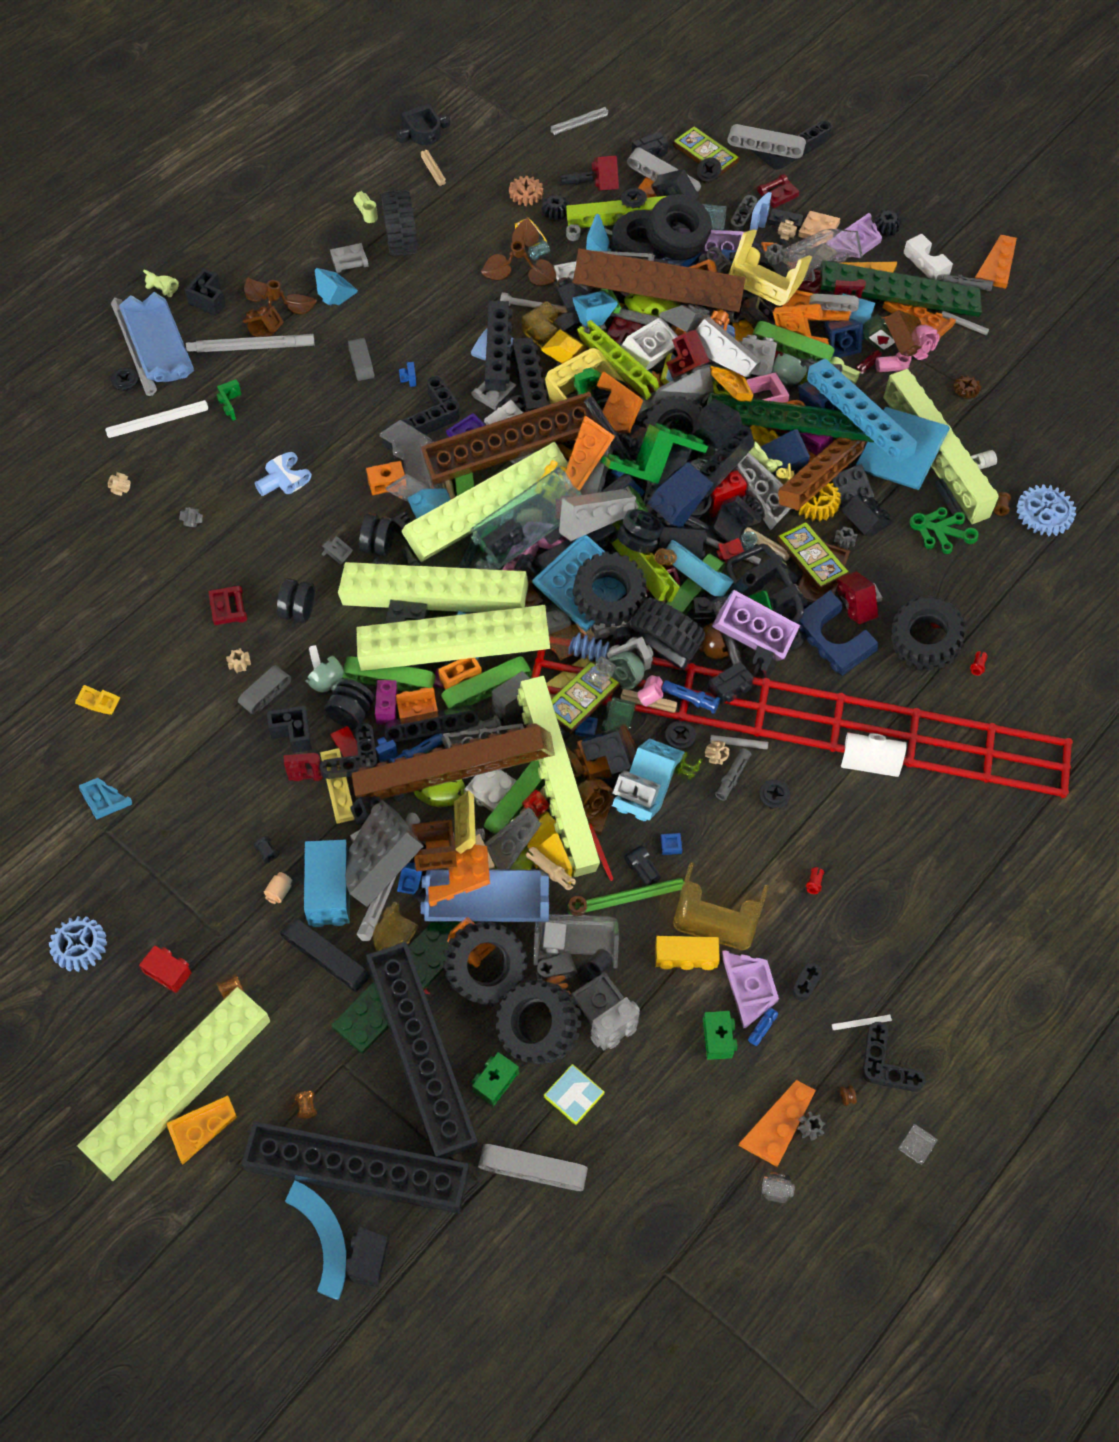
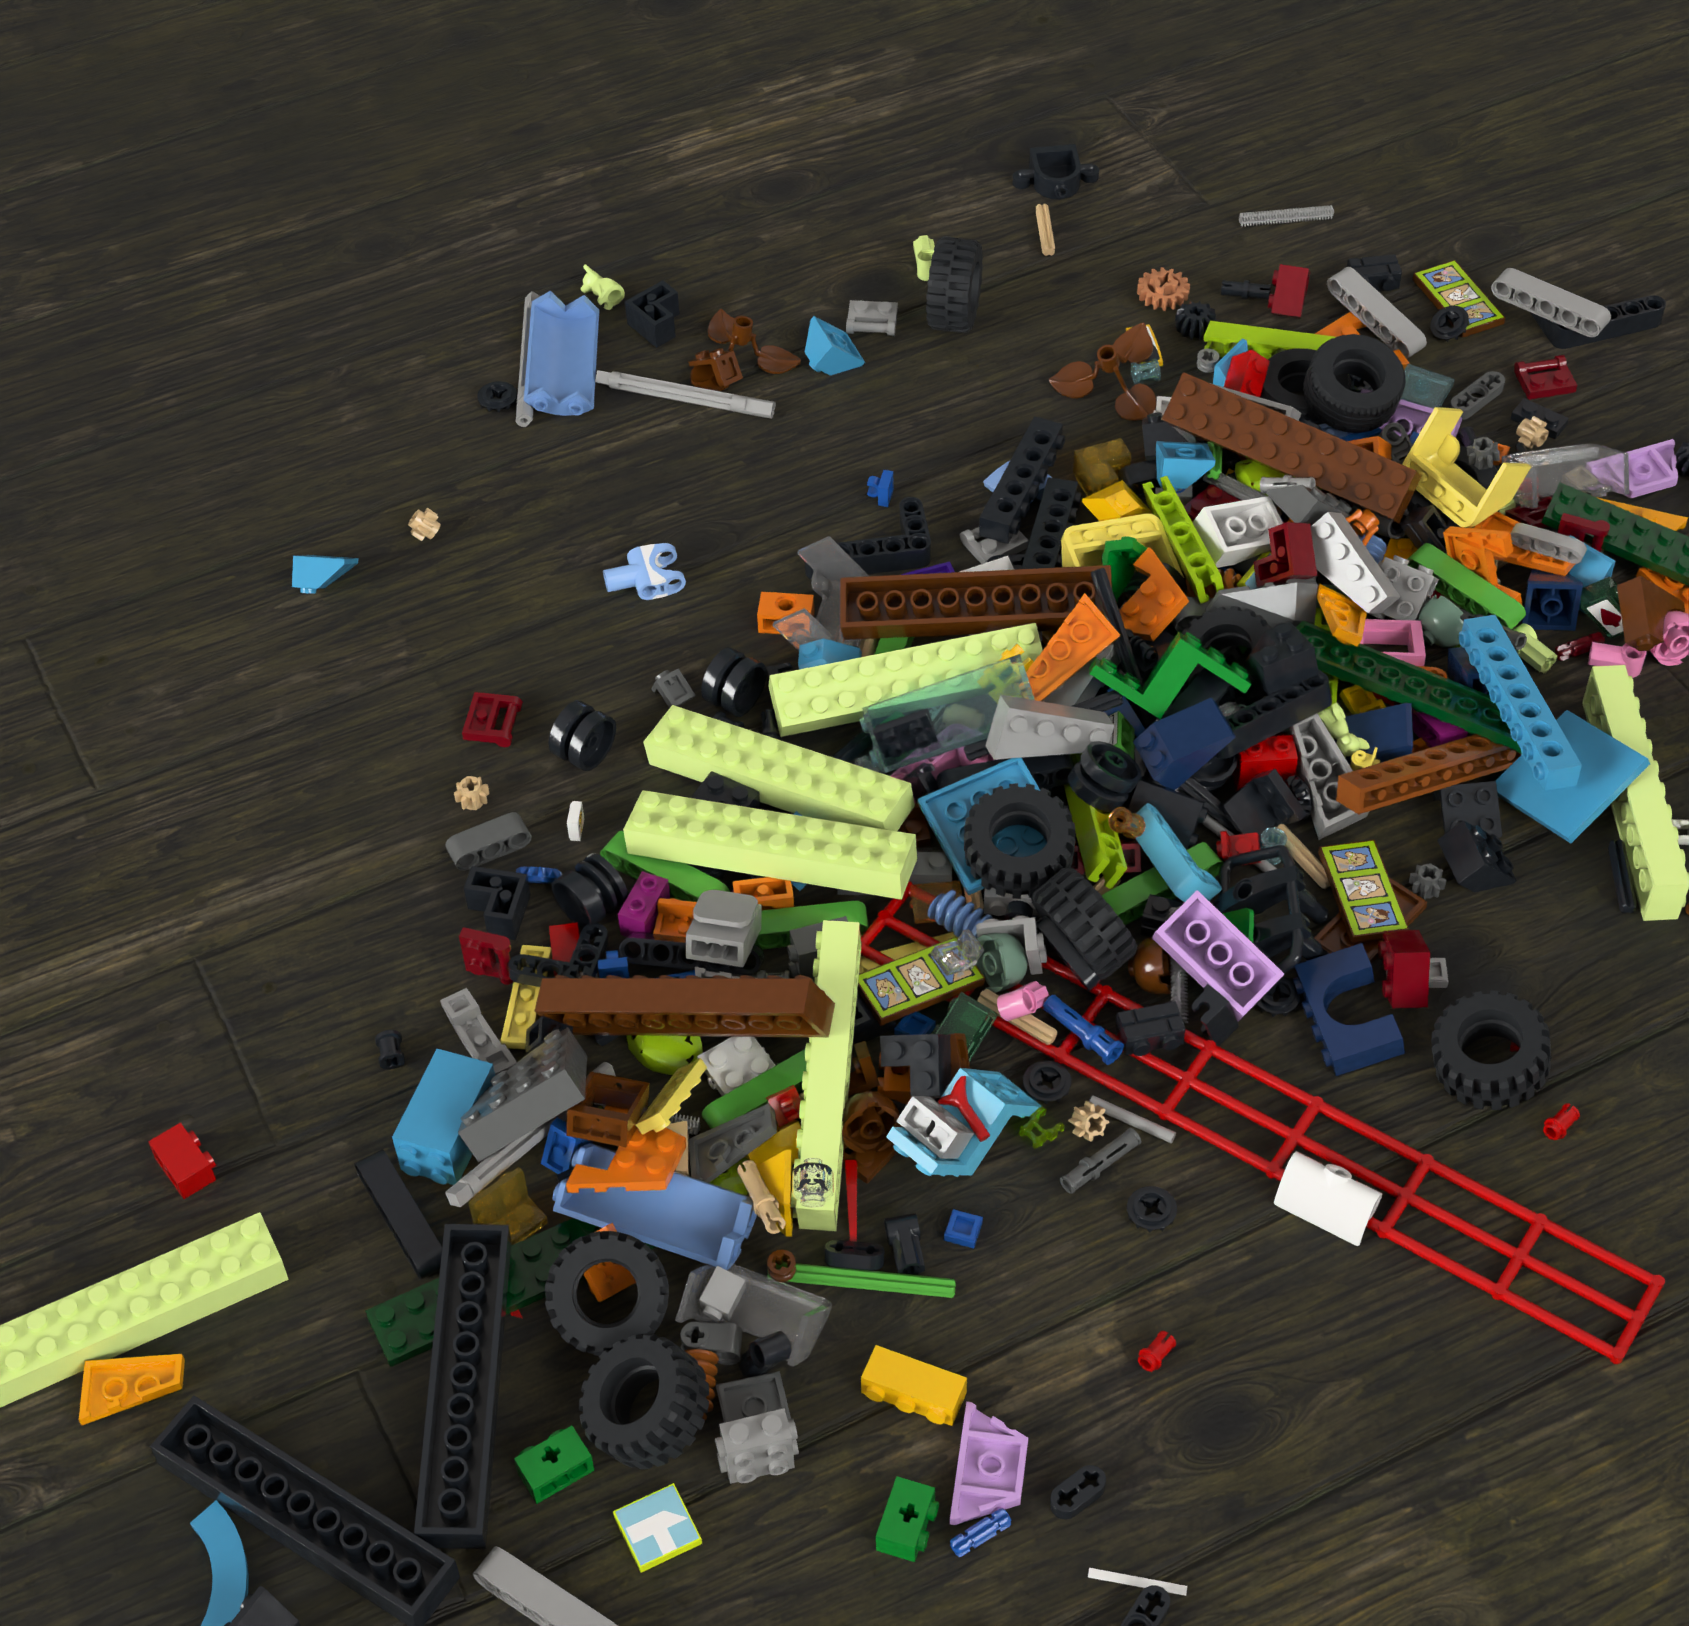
camera: 25 degrees right, 10 degrees down
(61, 537) = (318, 572): none -> dark azure slope
(84, 930) = (77, 1105): light blue gear -> none
(97, 701) = (264, 790): yellow slope -> none
(103, 798) = (211, 916): dark azure wing -> none
(156, 419) = (515, 457): white axle -> none
(191, 516) = (497, 591): dark grey gear -> none
(226, 392) = (622, 446): green bracket -> none
(229, 985) = (264, 1208): clear orange bush -> none
(278, 888) = (380, 1105): light nougat brick -> none
(305, 1105) = (279, 1404): clear orange bush -> none
(310, 702) = (540, 874): none -> blue gear
(317, 821) = (475, 1031): none -> light grey slope
(326, 676) = (575, 843): sand green cylinder -> none
(361, 359) = (824, 451): dark grey beam -> none
(449, 702) = (723, 928): none -> light grey brick
(527, 303) = (1070, 426): light grey piece -> none
(583, 850) = (813, 1183): none -> clear head
(608, 237) = (1247, 373): none -> red brick
(615, 883) = (854, 1255): none -> black beam
(632, 194) = (1311, 325): black gear -> none
(645, 767) = (959, 1099): none -> red piece
(656, 308) = (1272, 483): none -> light grey pin
(674, 183) = (1386, 327): black brick -> none
(710, 920) = (993, 1372): clear yellow windscreen -> none
(760, 212) = (1497, 400): light blue slope -> none
(817, 222) = (1586, 432): light nougat plate -> none
(825, 506) = (1410, 821): yellow gear -> none
(940, 529) = (1587, 910): green plant -> none

